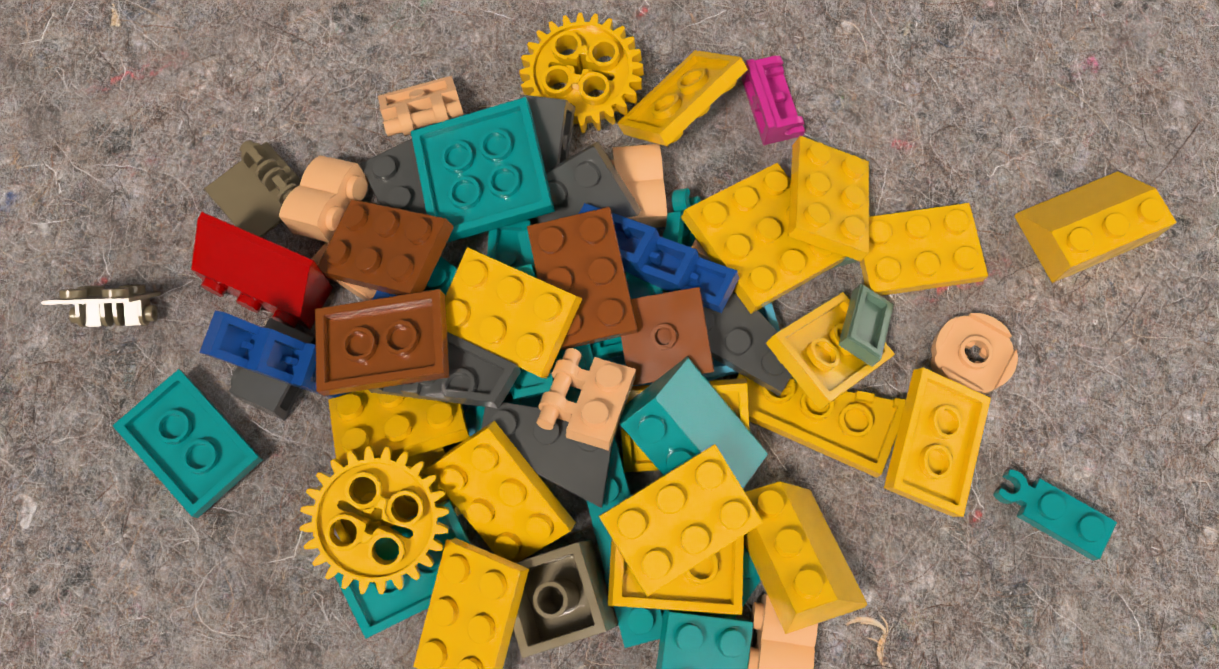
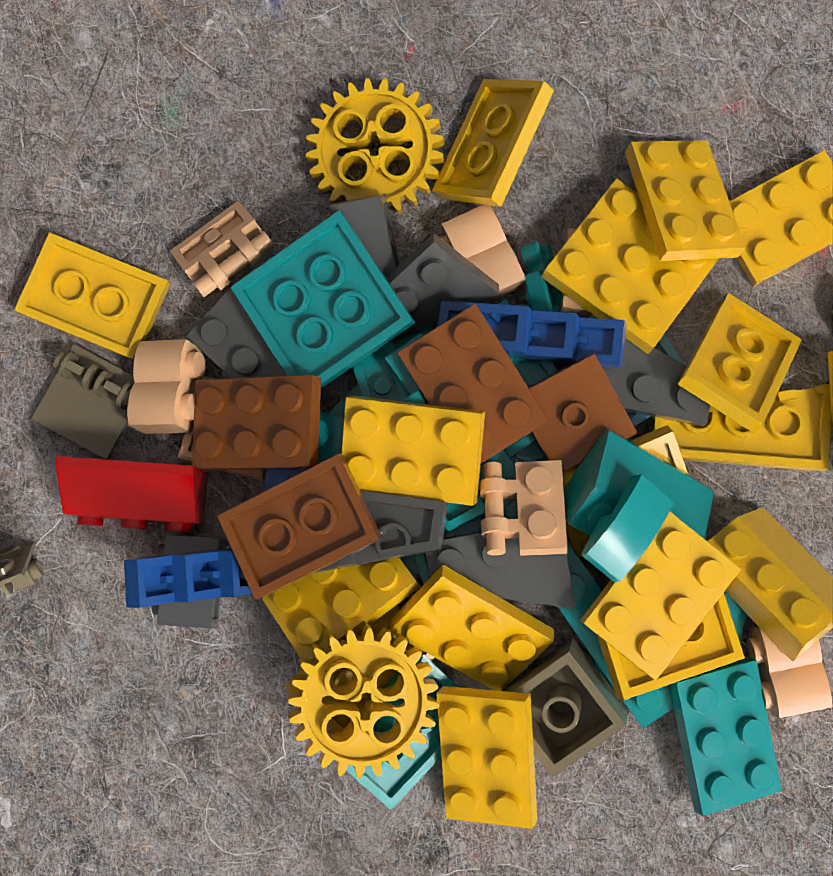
camera: 15 degrees left, 10 degrees up
(187, 443) = (134, 687): teal plate -> none
(298, 108) = (92, 296): none -> yellow plate
(670, 445) = (629, 530): none -> teal slope
(771, 100) = (585, 109): dark pink hinge -> none
(866, 325) = (765, 321): sand green tile -> none

